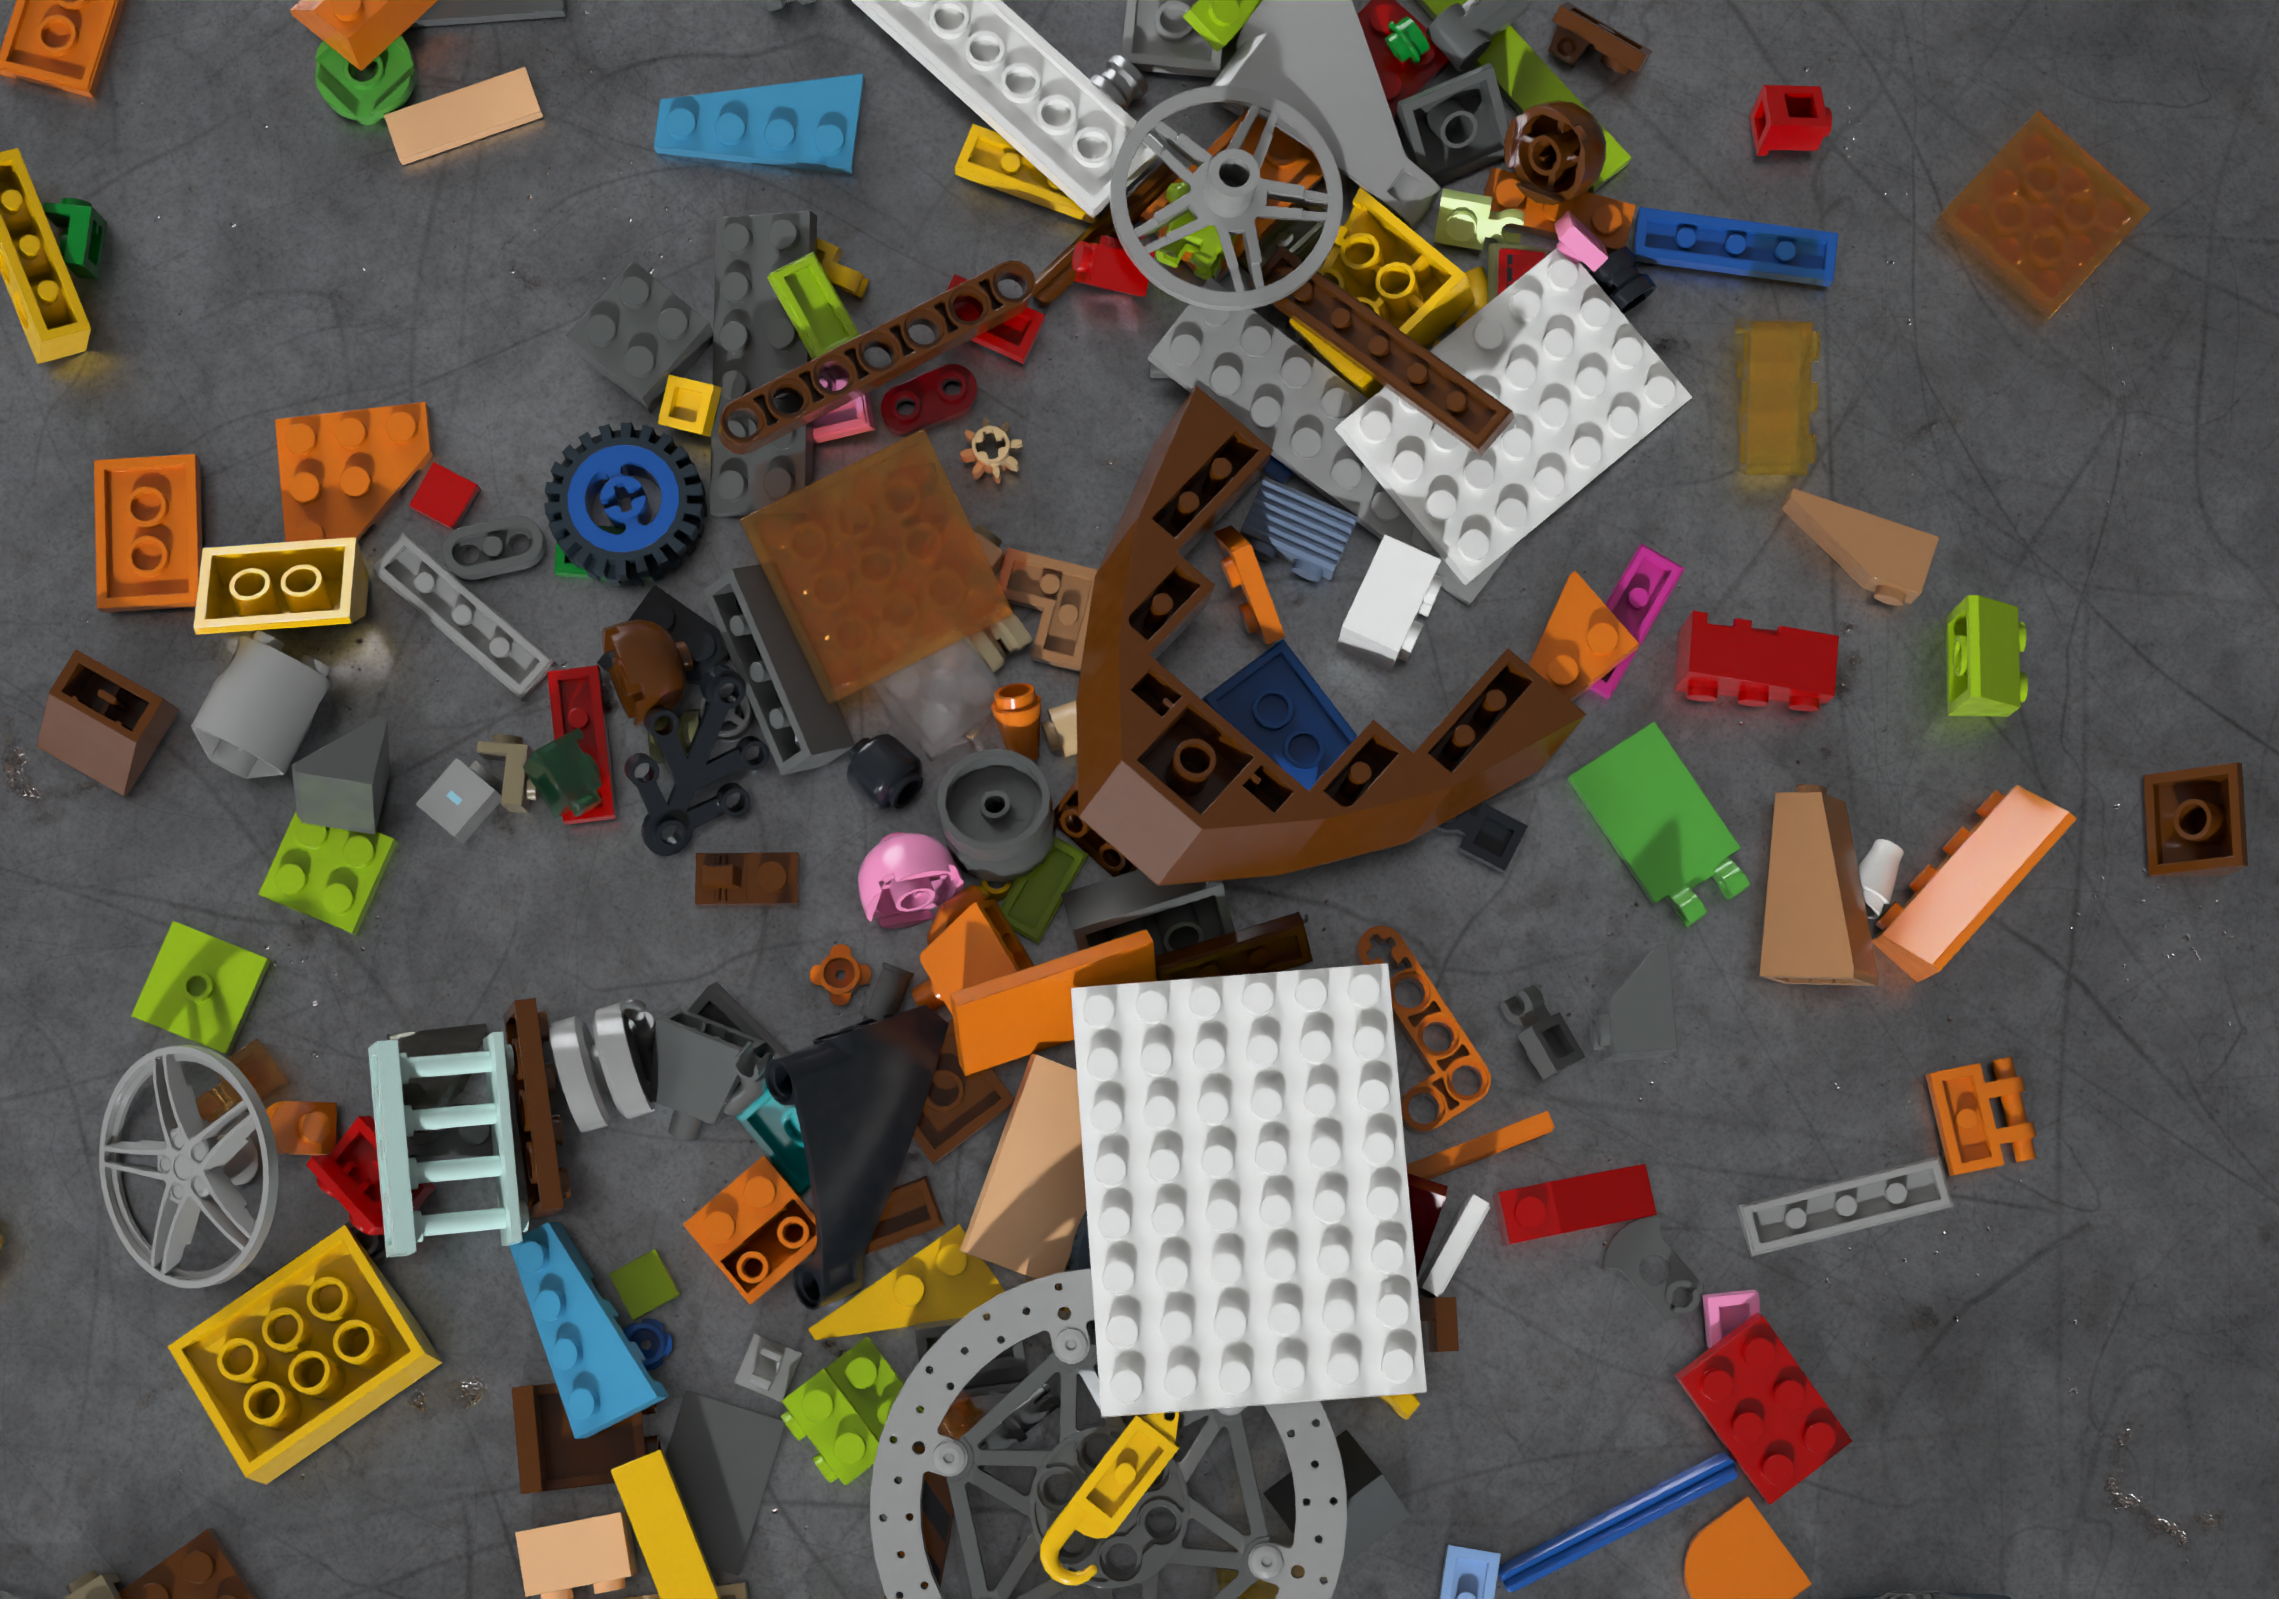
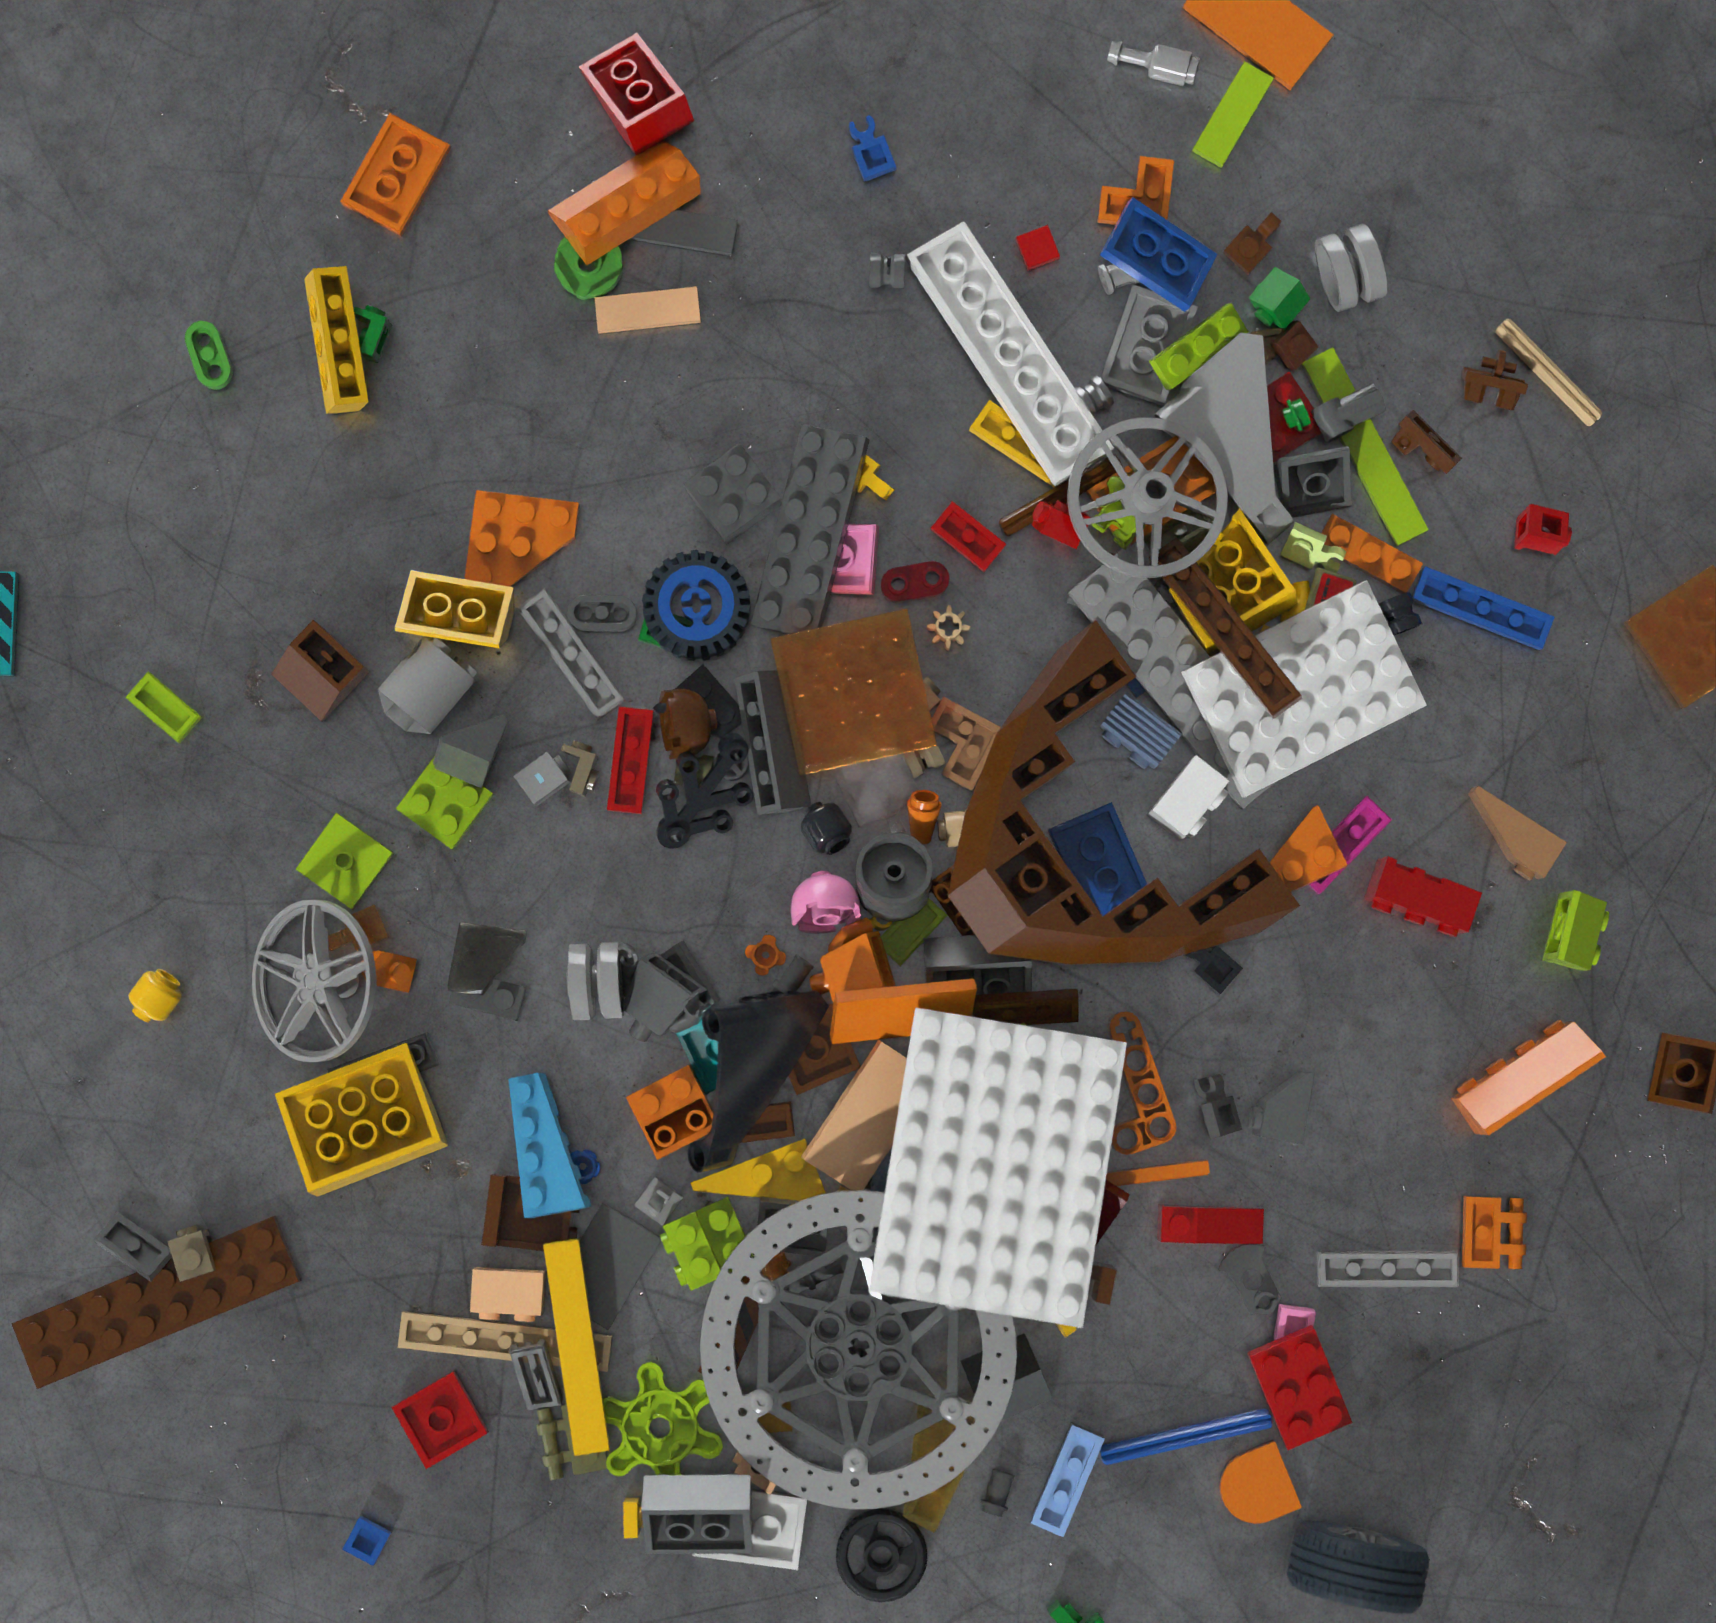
camera: 15 degrees right, 5 degrees up
(147, 532) = (375, 547): orange plate -> none
(352, 1177) = (429, 1016): red bracket -> none
(398, 1121) = (451, 1020): light aqua fence -> none
(444, 496) = (576, 569): red tile -> none
(538, 1129) = (547, 983): reddish brown plate -> none
(565, 776) = (616, 782): clear green brick -> none
(645, 1284) = (590, 1127): lime tile -> none
(689, 405) = (754, 549): yellow tile -> none
(747, 879) = (719, 876): reddish brown hinge -> none
(772, 125) = (855, 366): dark azure wing -> none
(812, 305) = (853, 506): lime tile -> none
(890, 336) = (901, 539): reddish brown beam -> none
(1111, 1490) = (863, 1338): yellow plate -> none
(1245, 574) = (1096, 753): orange wing -> none
(1453, 1246) = (1123, 1234): white tile -> none
(1555, 151) = (1377, 517): reddish brown cylinder -> none
(1579, 243) = (1377, 582): bright pink plate -> none
(1660, 822) = (1331, 985): bright green tile -> none
(1776, 396) = (1483, 718): clear yellow wedge -> none
(1814, 896) = (1420, 1061): medium nougat slope -> none
(1878, 876) = (1462, 1060): white cone -> none

